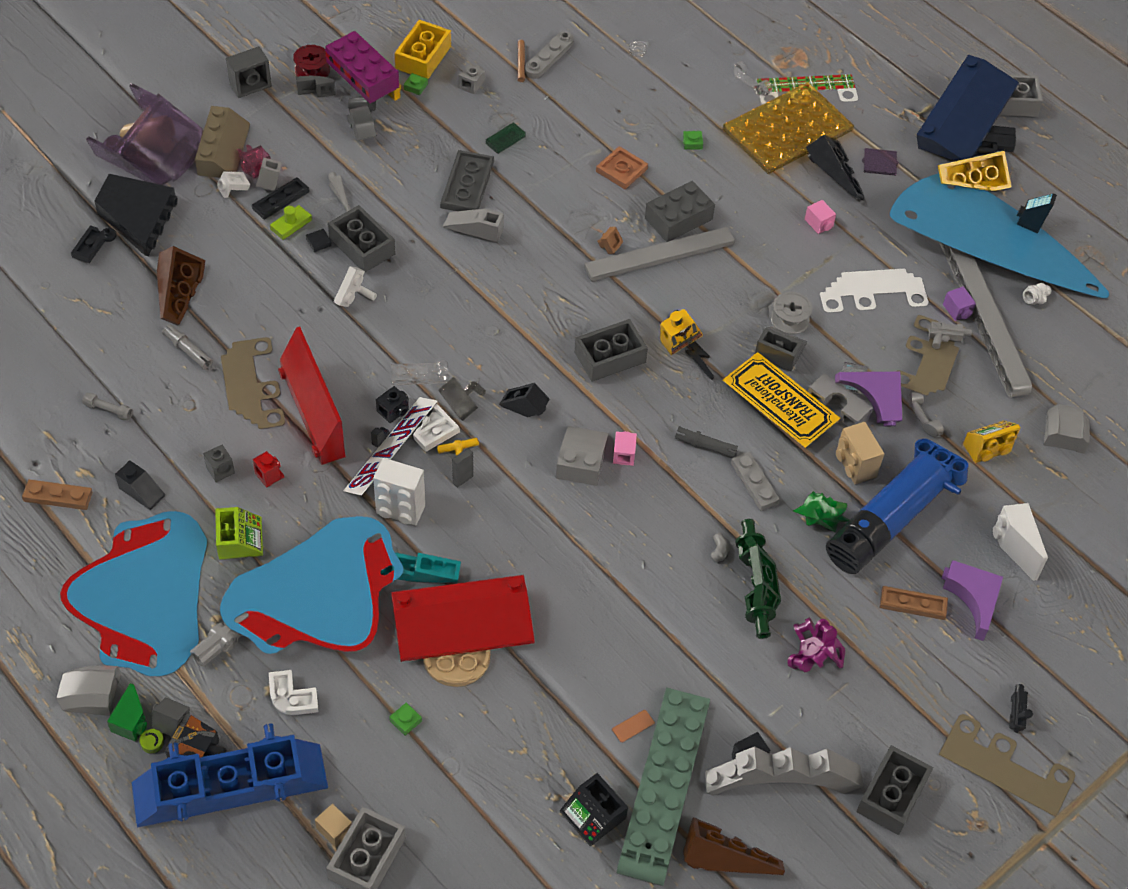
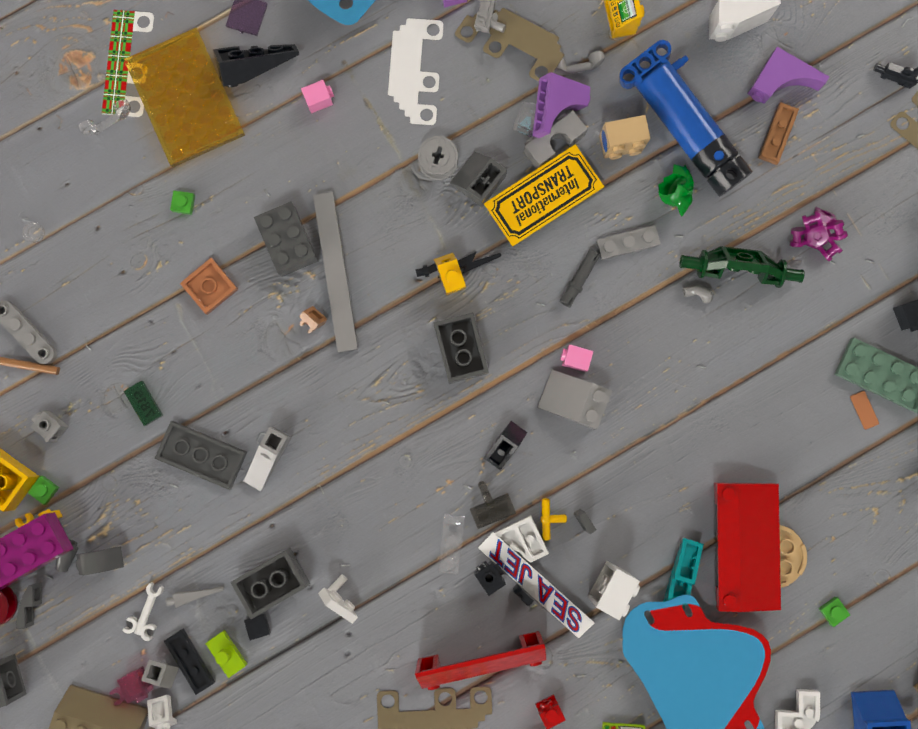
camera: 75 degrees left, 30 degrees up
(309, 160) = (139, 626): none -> white bar

